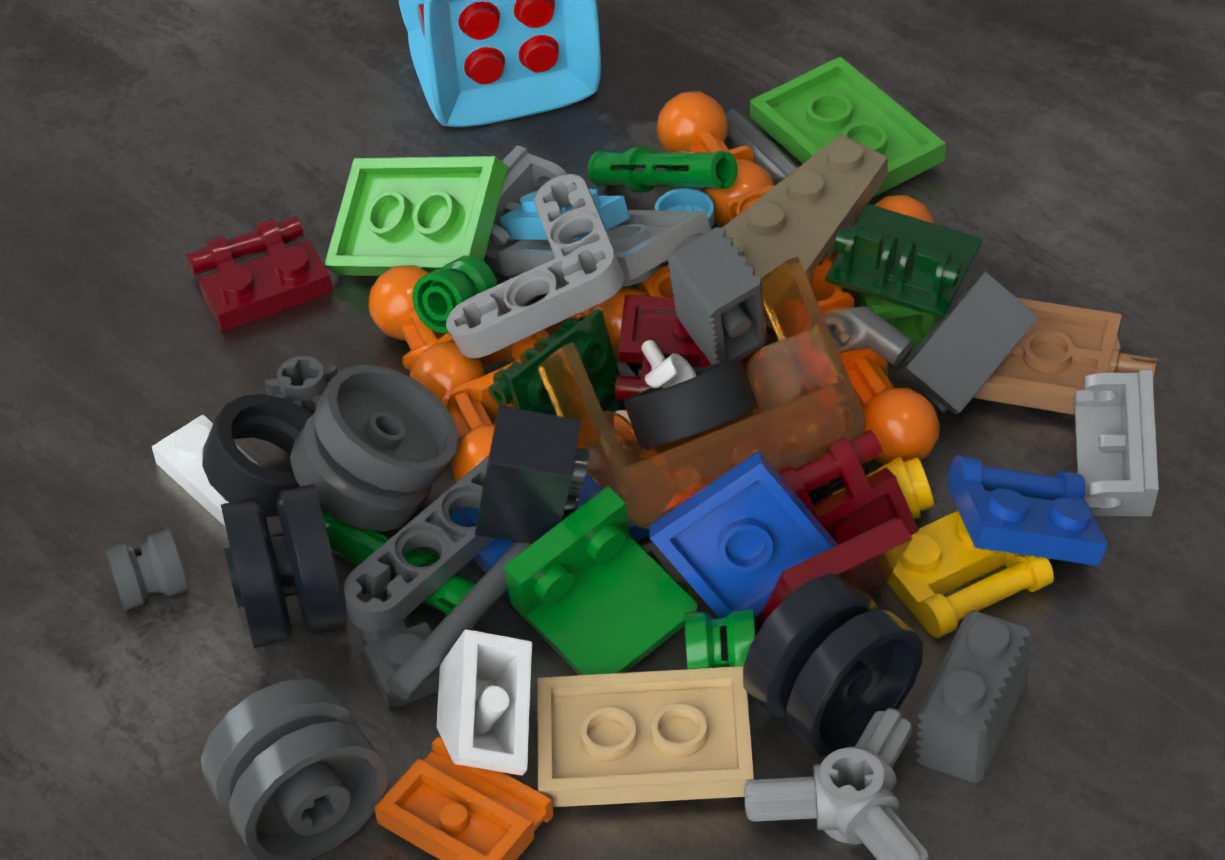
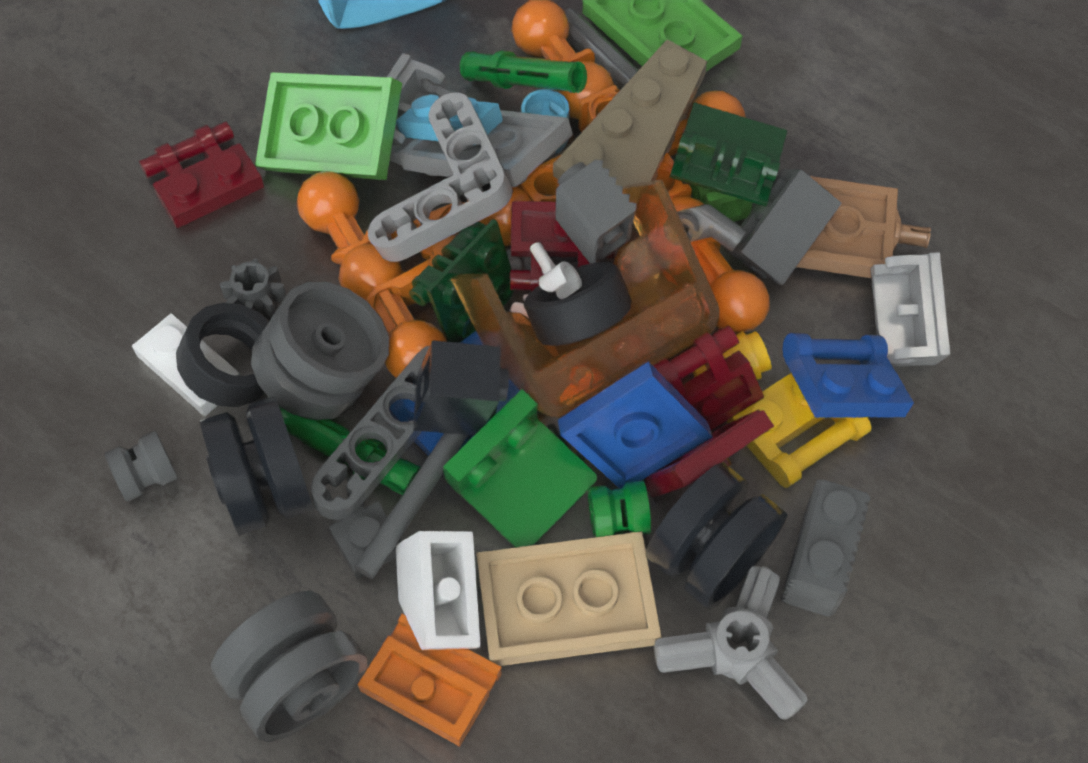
camera: 10 degrees left, 15 degrees up
(447, 287) = (368, 197): green wheel -> none

